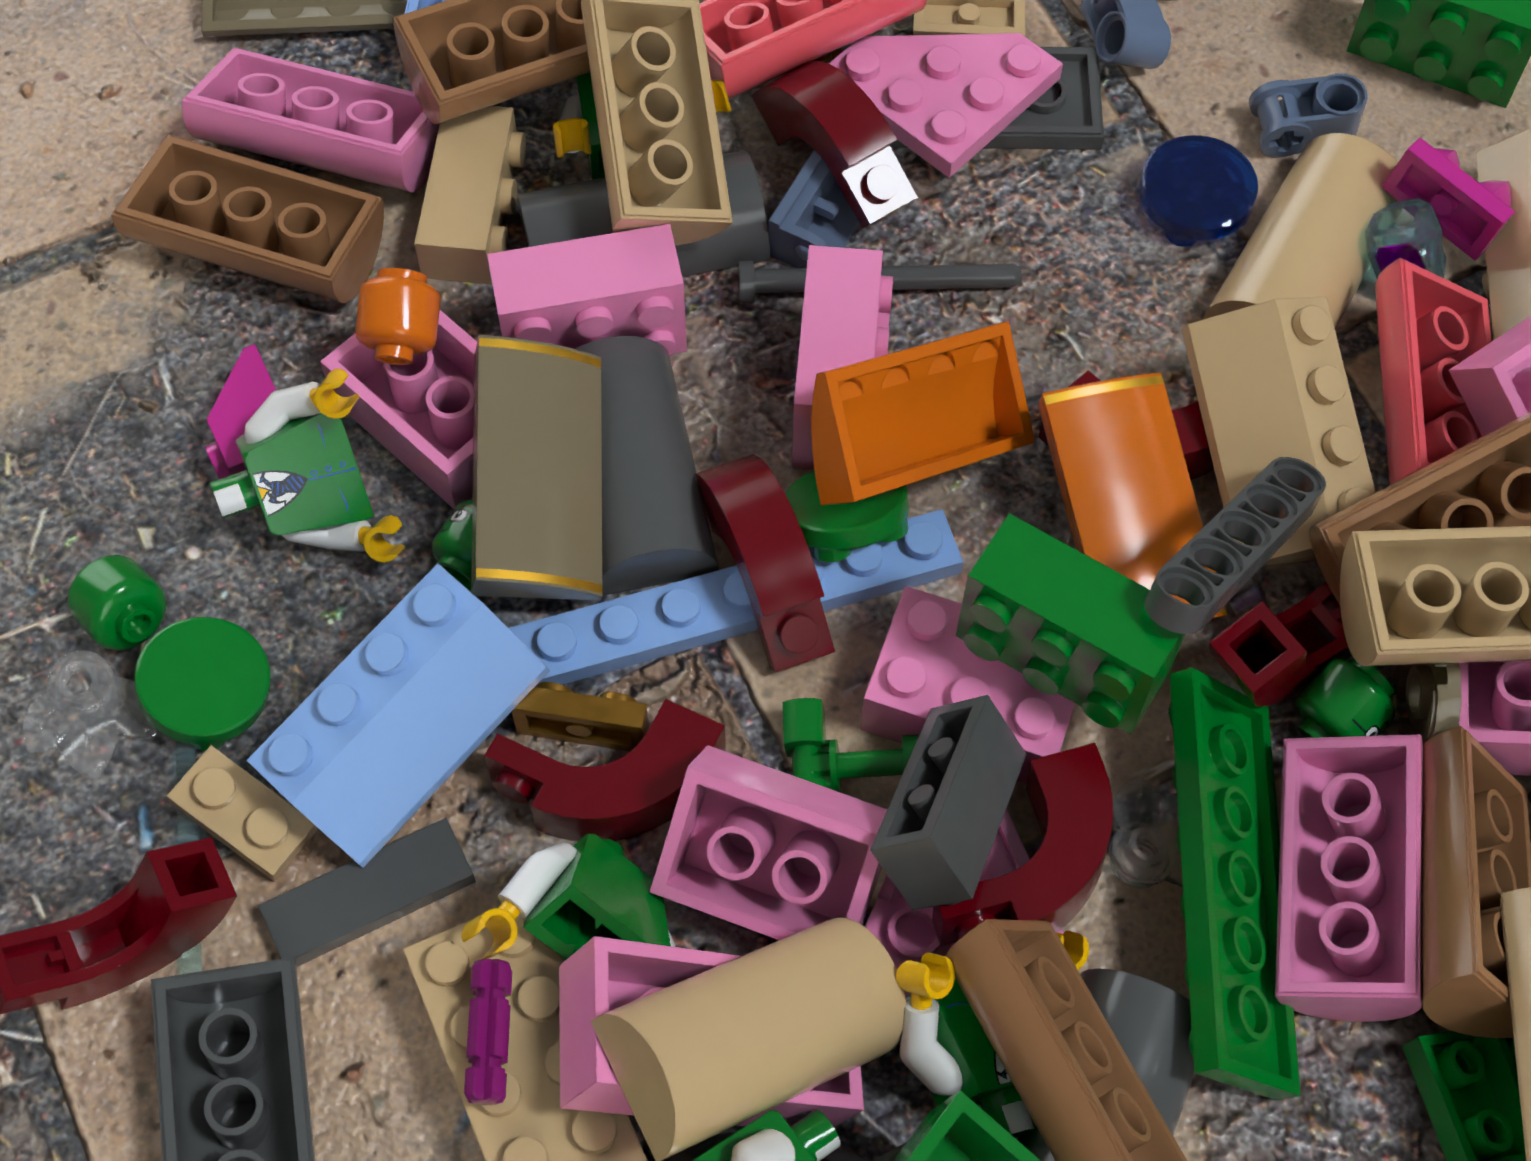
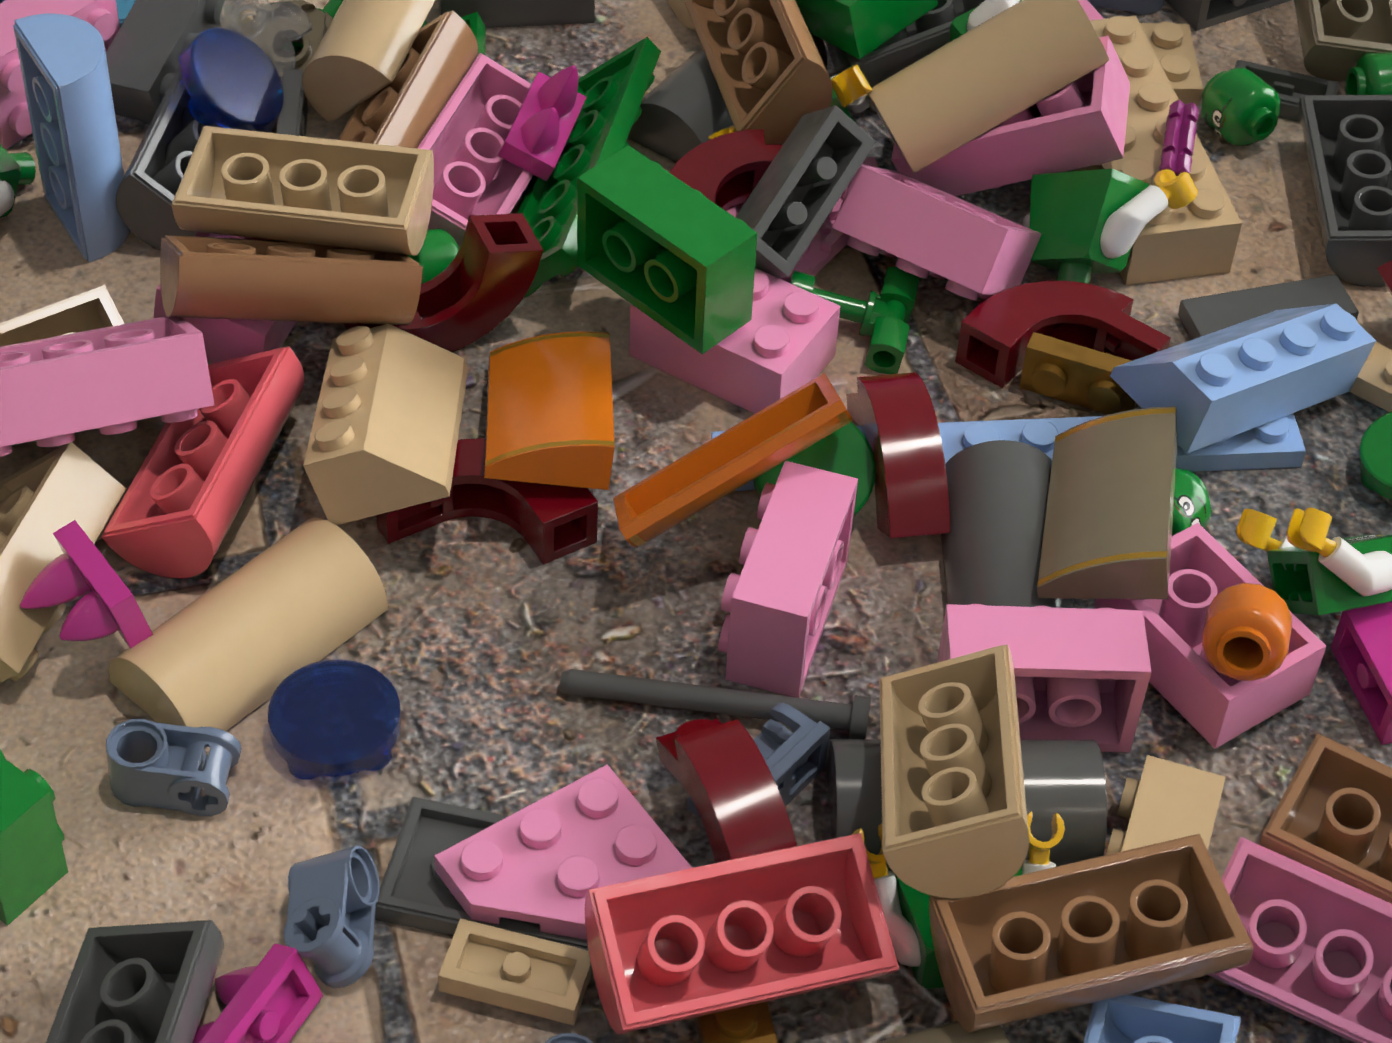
camera: 170 degrees left, 15 degrees down
(1261, 518) = (495, 279): dark grey beam -> none
(1296, 921) = (544, 122): none -> dark pink tile
(1407, 232) = (161, 579): clear light blue rock -> none

